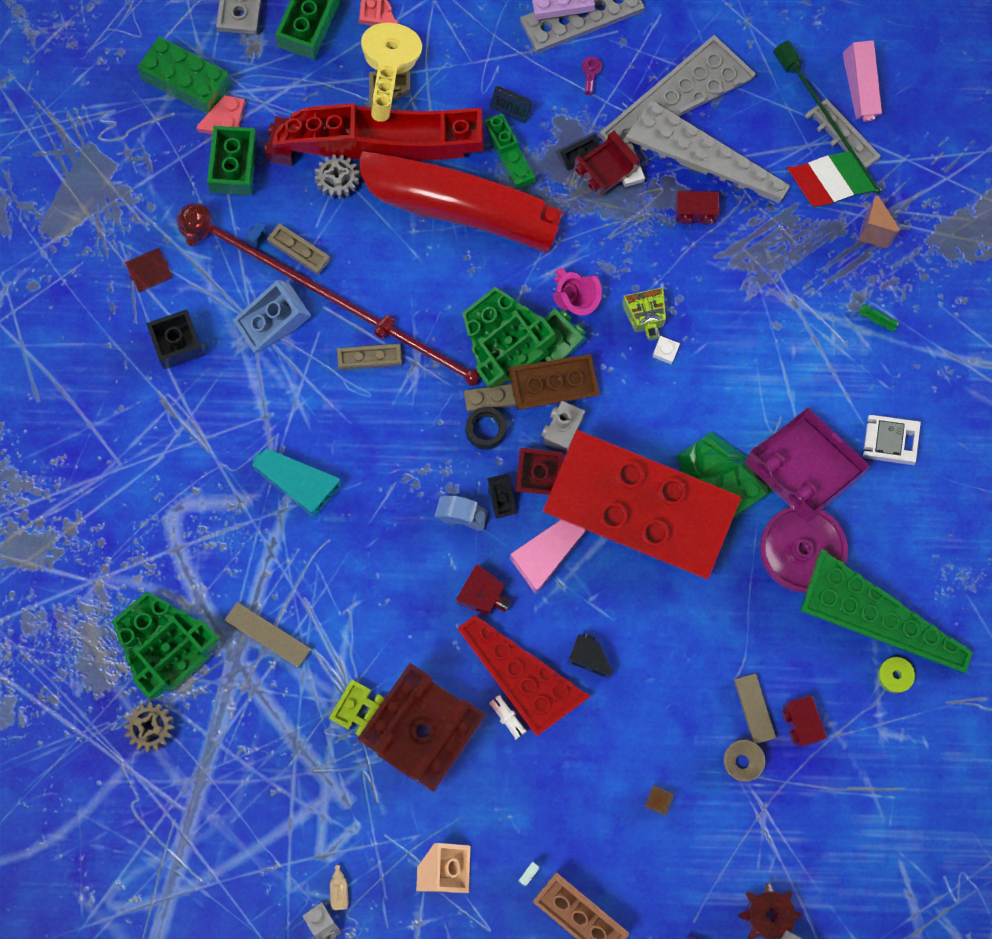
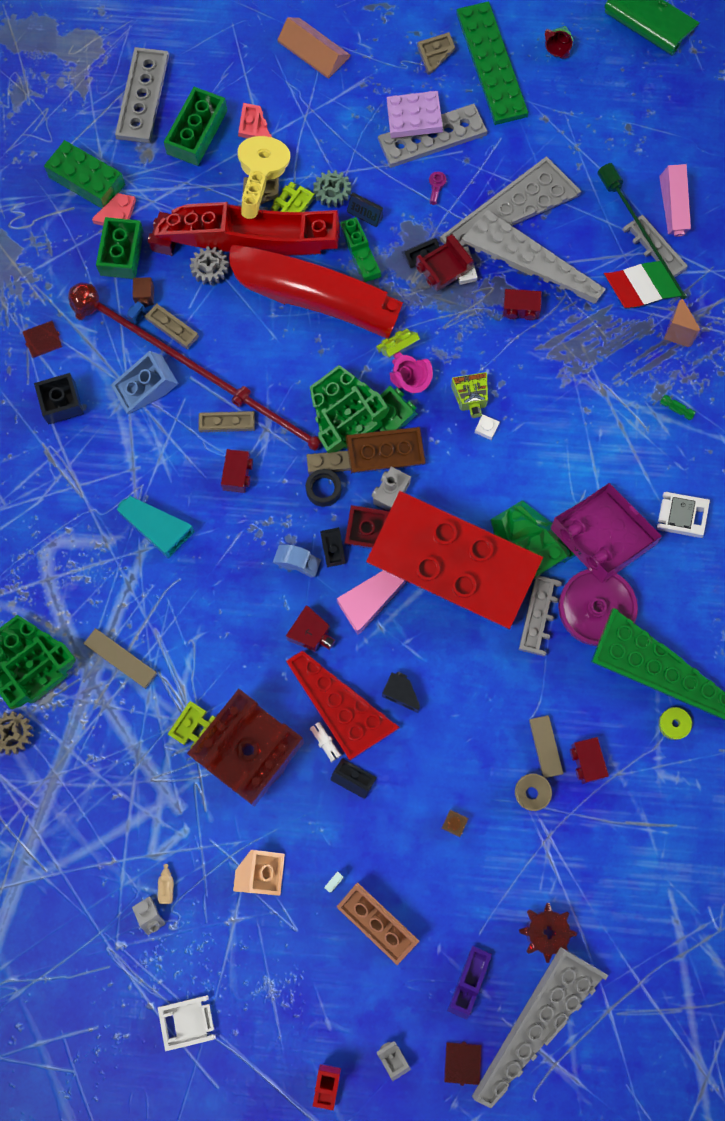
camera: 10 degrees right, 0 degrees up
(263, 209) = (143, 291): none -> copper brick
(384, 413) = (236, 471): none -> dark red brick
(434, 97) = (298, 202): none -> lime plate
(472, 81) = (332, 188): none -> sand green gear
(541, 756) = (353, 778): none -> black slope
(559, 257) = (397, 342): none -> lime plate
(736, 561) = (537, 615): none -> light grey hinge

